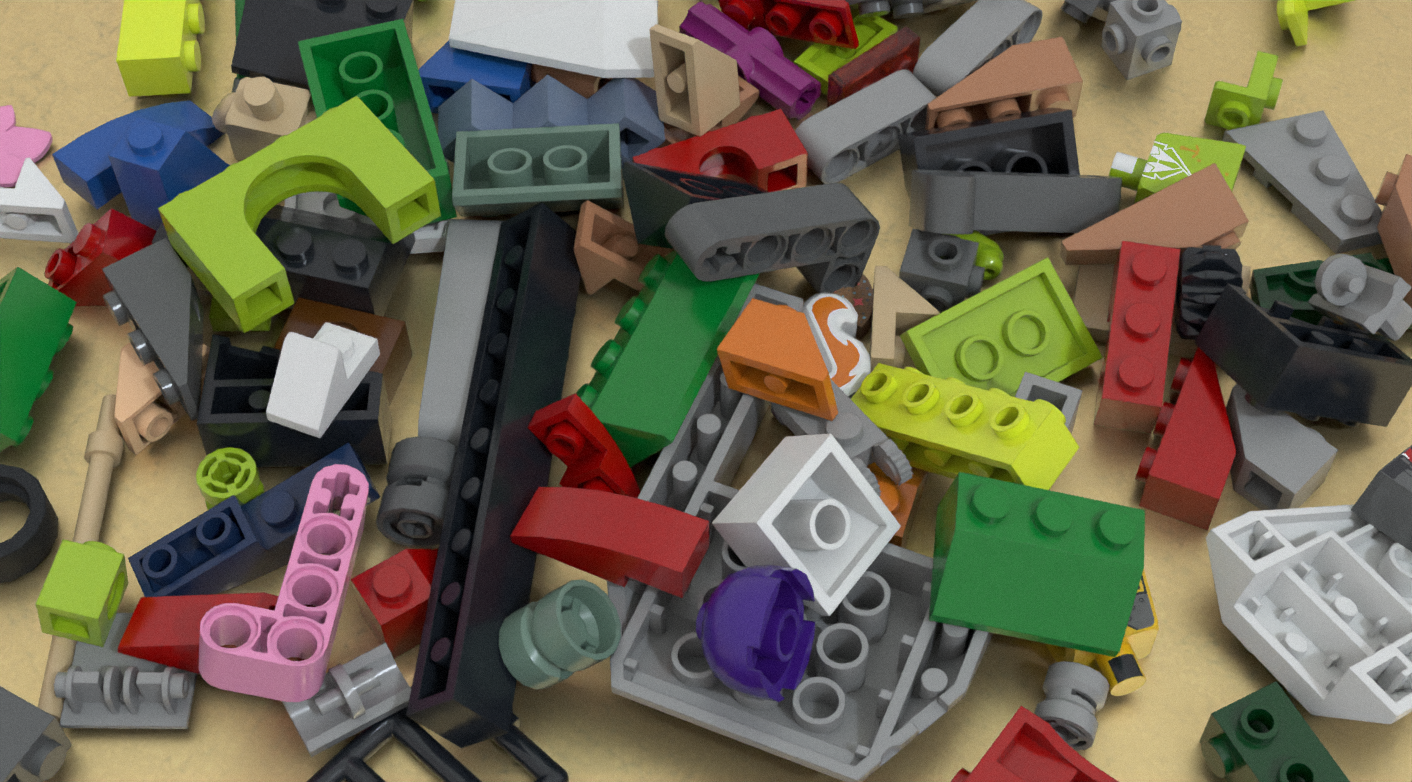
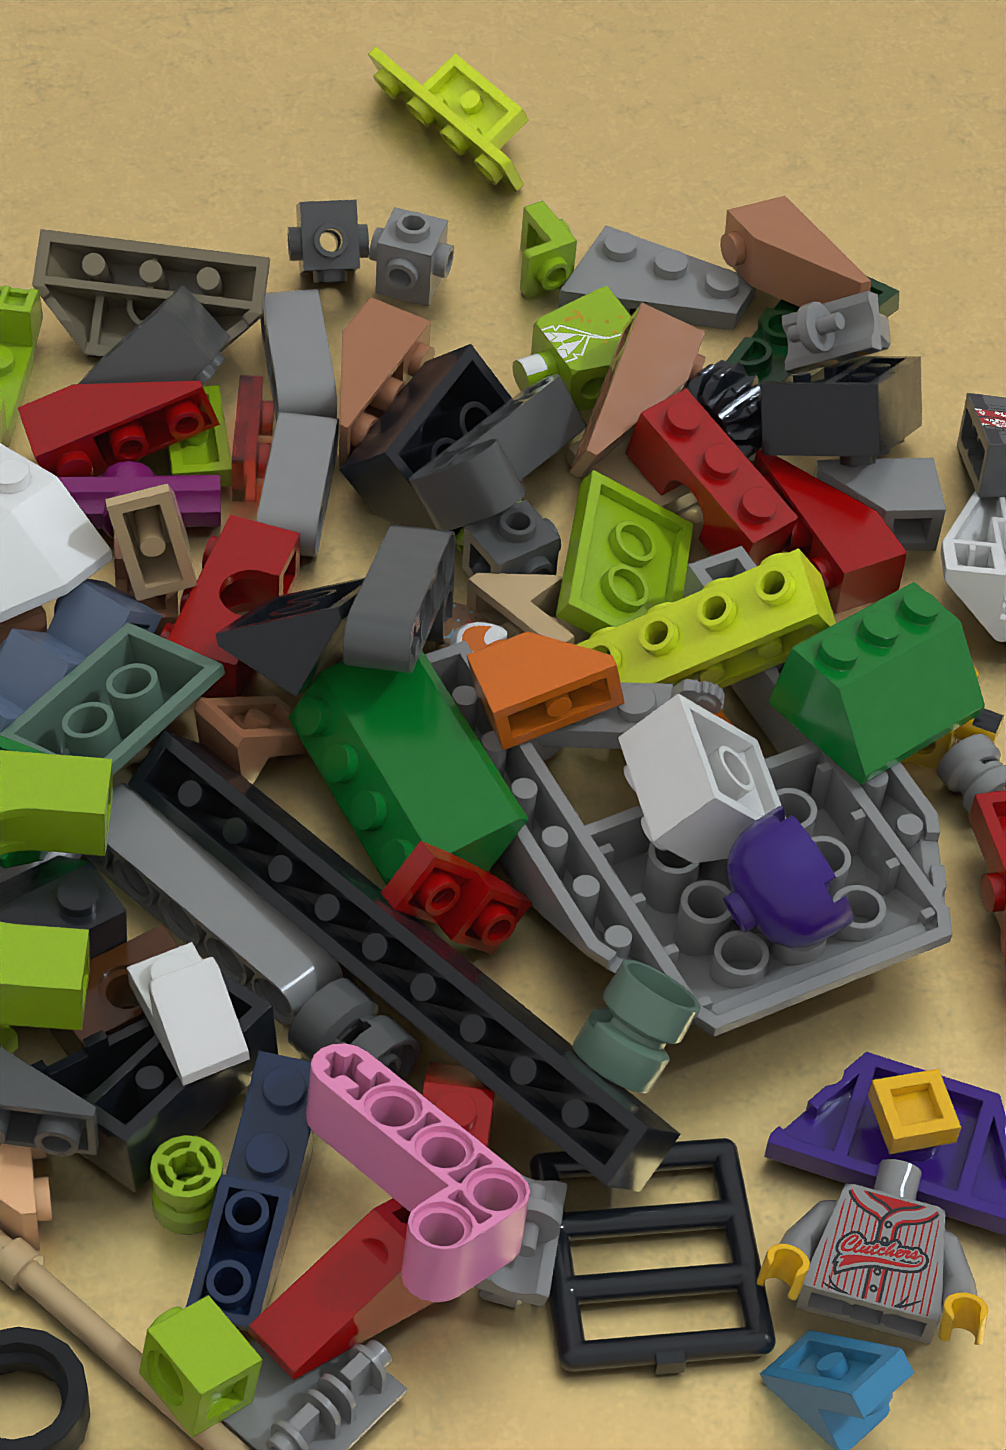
camera: 55 degrees left, 5 degrees down
(615, 536) = (590, 917): red slope -> none

